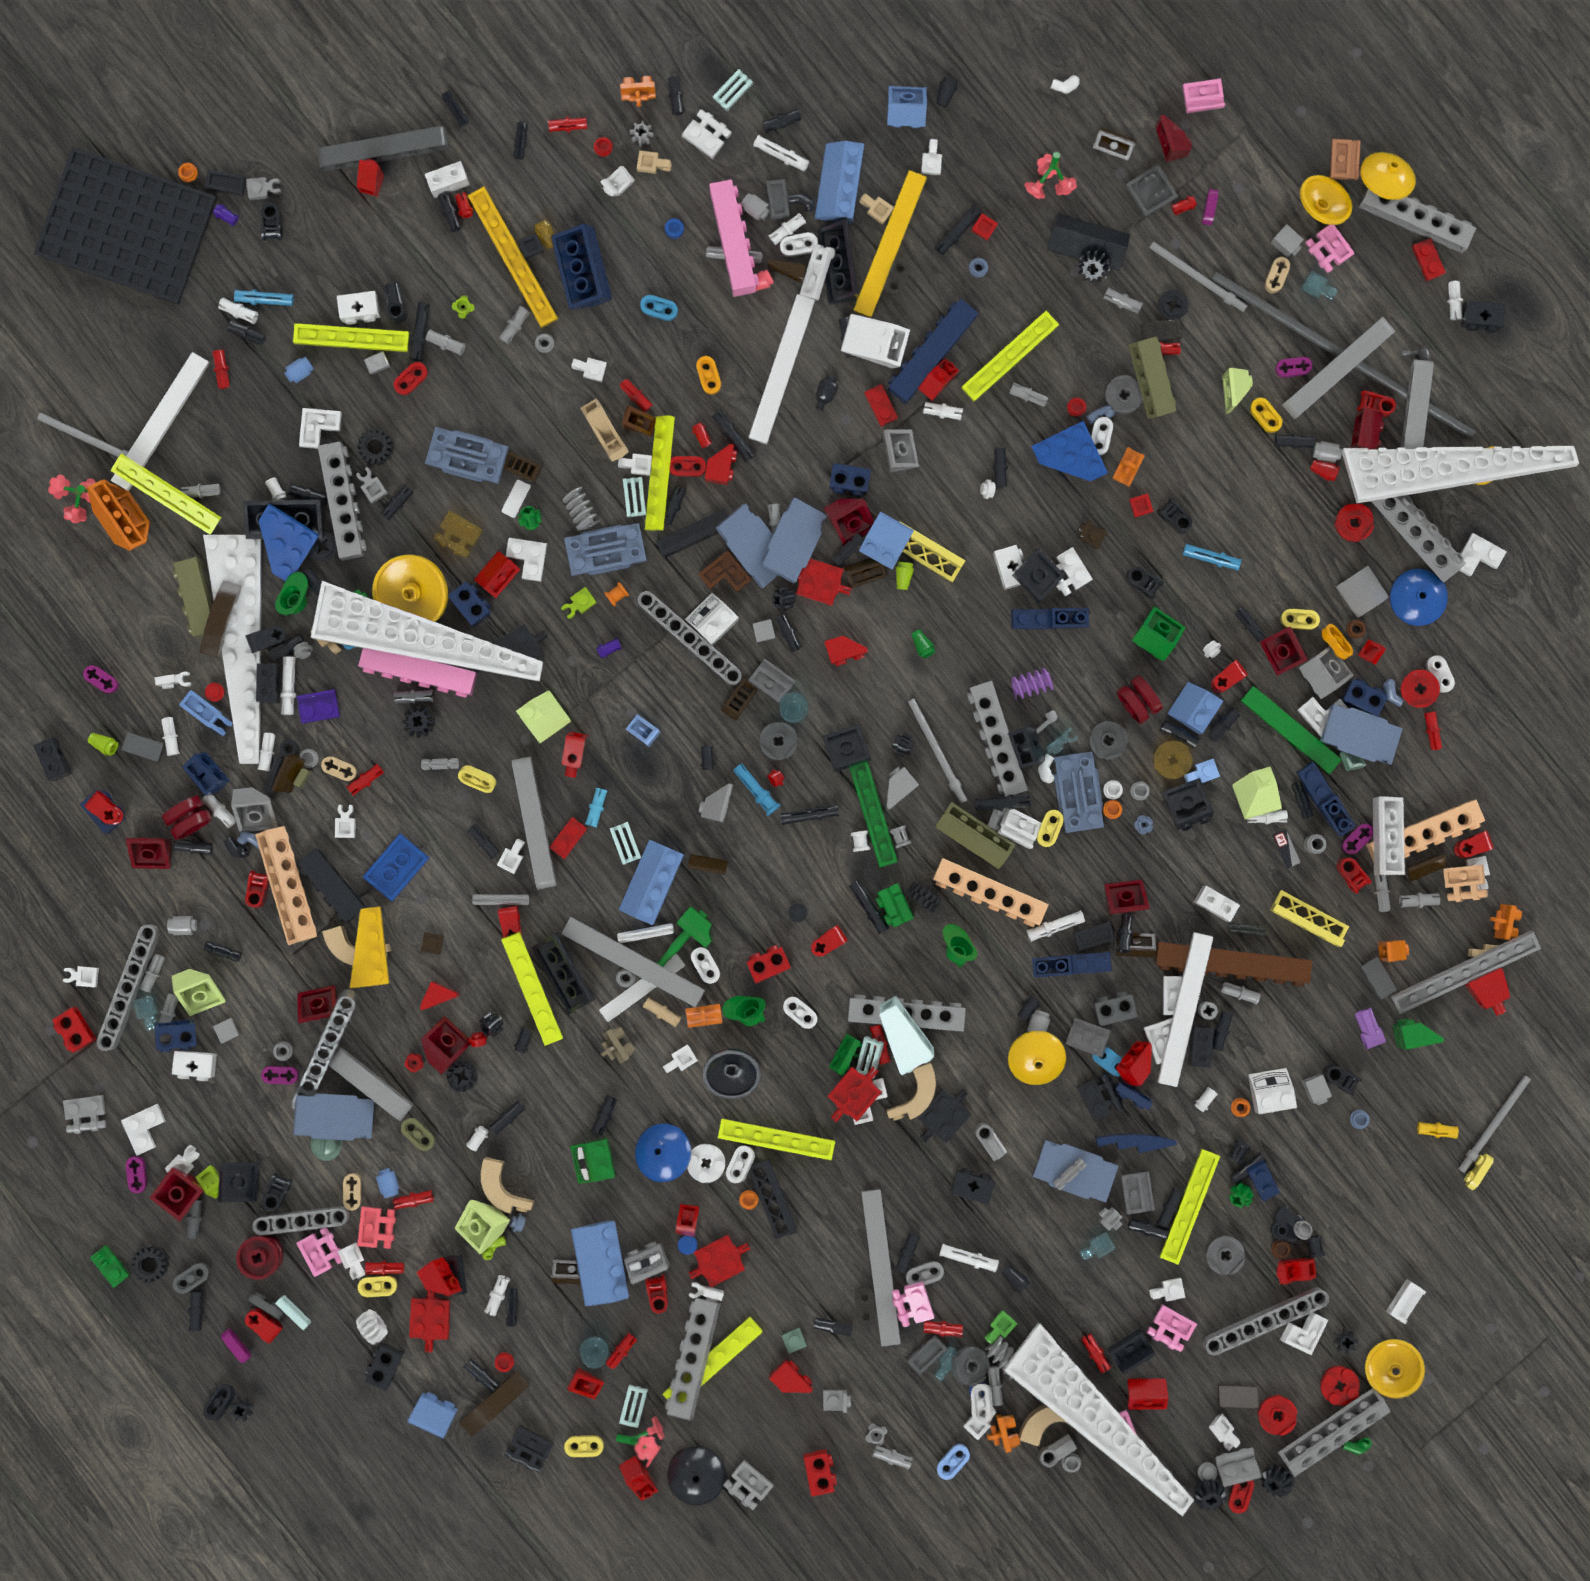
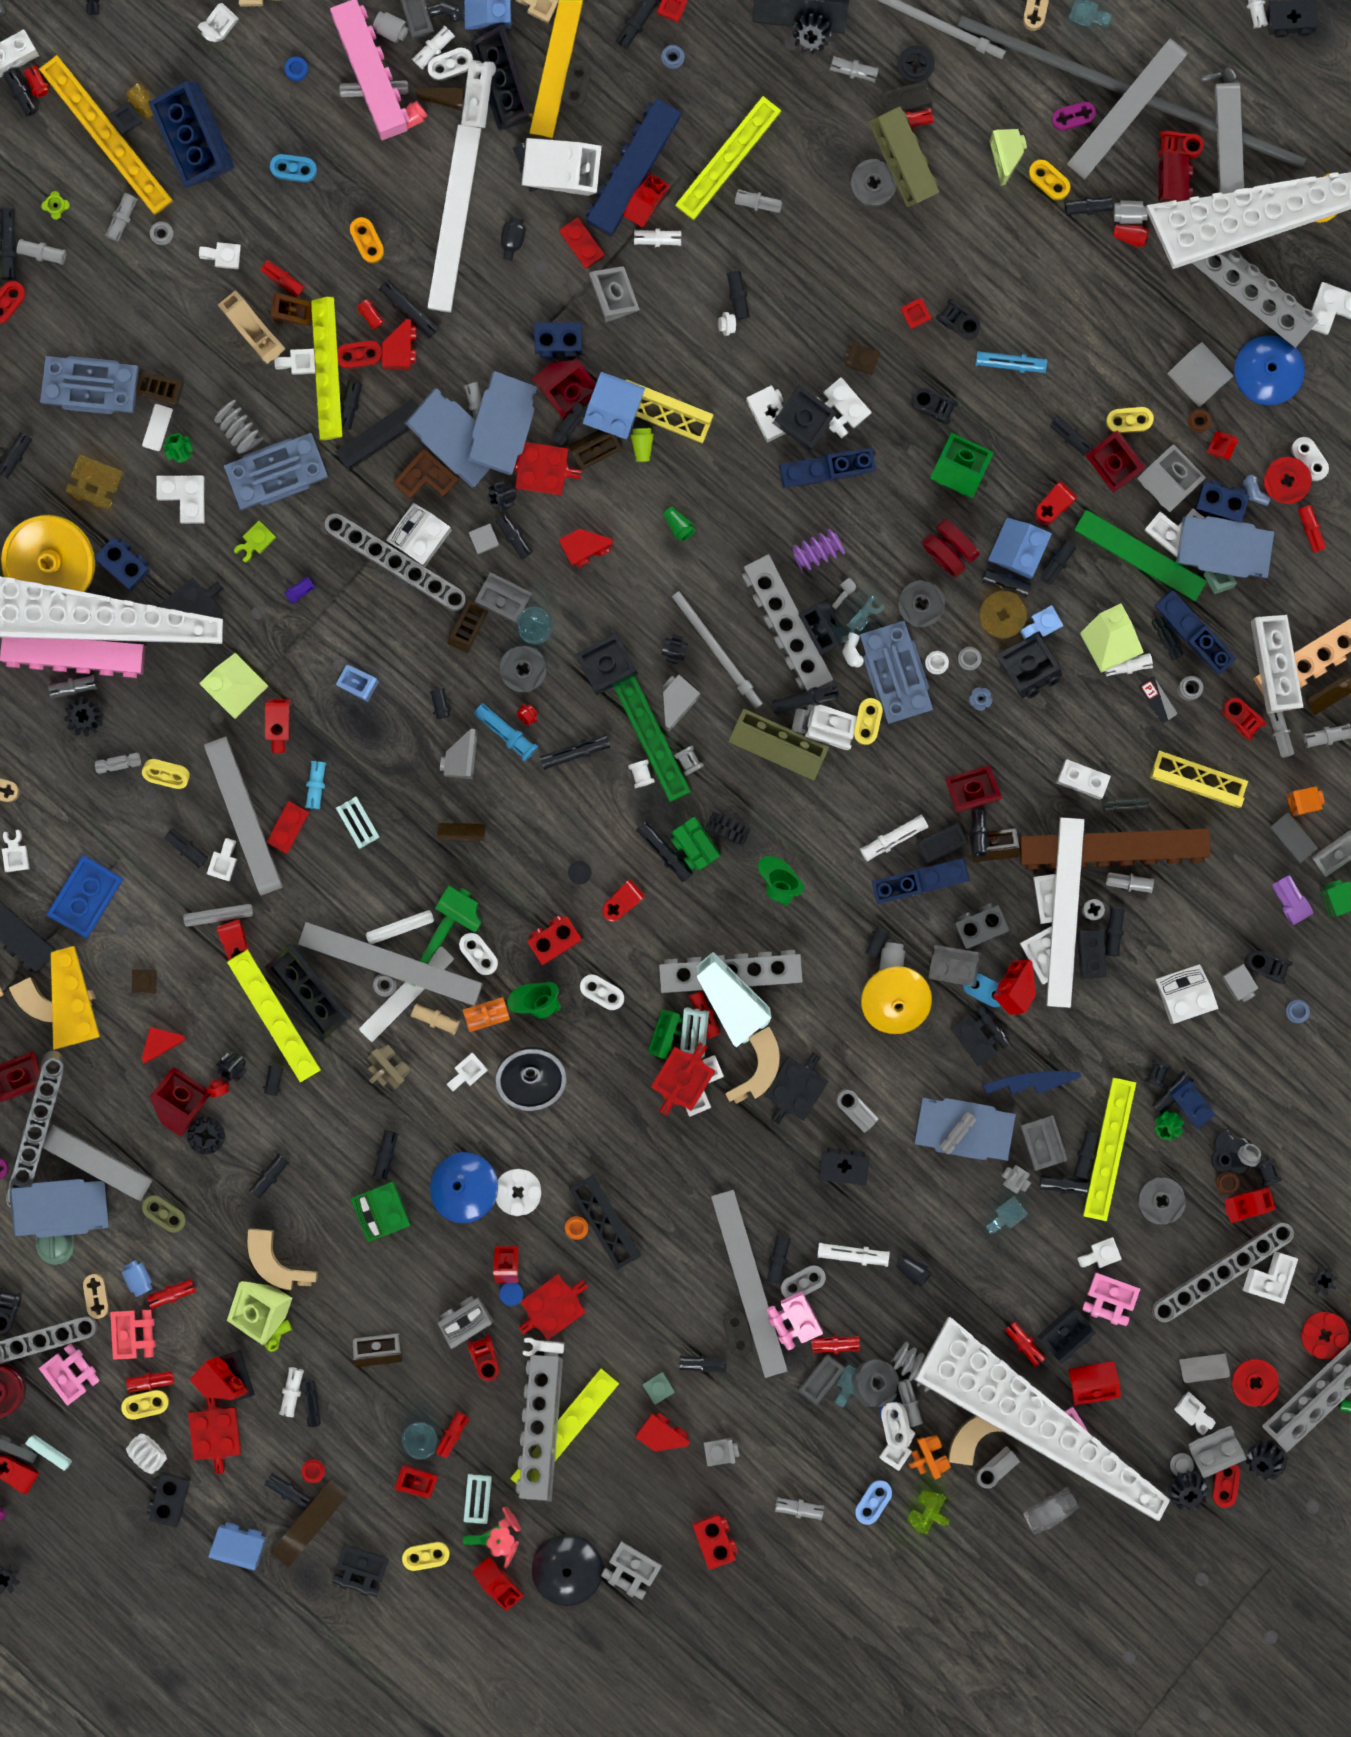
camera: 10 degrees left, 0 degrees up
(351, 1257) = (108, 1376): white plate -> none
(365, 779) = (30, 796): red pin -> none
(409, 1065) = (150, 1124): red plate -> none
(477, 1138) = (237, 1206): white pin -> none
(497, 574) = (149, 522): red panel -> none
(517, 1223) = (302, 1300): sand blue plate -> none
(599, 1263) = (409, 1332): medium blue slope -> none
(616, 594) = (298, 523): orange bush -> none
(632, 481) = (303, 380): light aqua tile -> none
(651, 882) = (397, 864): medium blue slope -> none
(741, 1164) = (558, 1186): white plate -> none
(776, 1139) = (598, 1149): neon yellow plate -> none
(876, 1439) = (780, 1480): light grey plate -> none
(991, 1484) = (924, 1521): none -> clear neon green hips
(1002, 1325) = (906, 1329): bright green plate -> none
(1037, 907) = (867, 818): light nougat brick -> none
(1071, 453) = (821, 263): blue plate -> none
(1071, 1462) = (1016, 1480): light grey plate -> none
(1076, 407) = (818, 206): red plate -> none
(1095, 1492) = (1051, 1511): none -> clear slope
(1100, 436) = (854, 238): white plate -> none
(1103, 411) = (844, 212): sand blue arm -> none
(1112, 809) = (940, 686): orange plate -> none
(1128, 467) = (892, 269): orange hips -> none
(1140, 1100) = (1028, 1030): dark blue plate -> none
(1205, 1099) = (1108, 1017): white pin -> none
(1212, 649) = (1029, 473): white plate -> none
(1246, 1107) = (1159, 1020): orange plate -> none
(1337, 641) = (1178, 439): light orange plate -> none
(1343, 524) = (1164, 297): red plate -> none
(1354, 836) = (1236, 670): magenta beam -> none

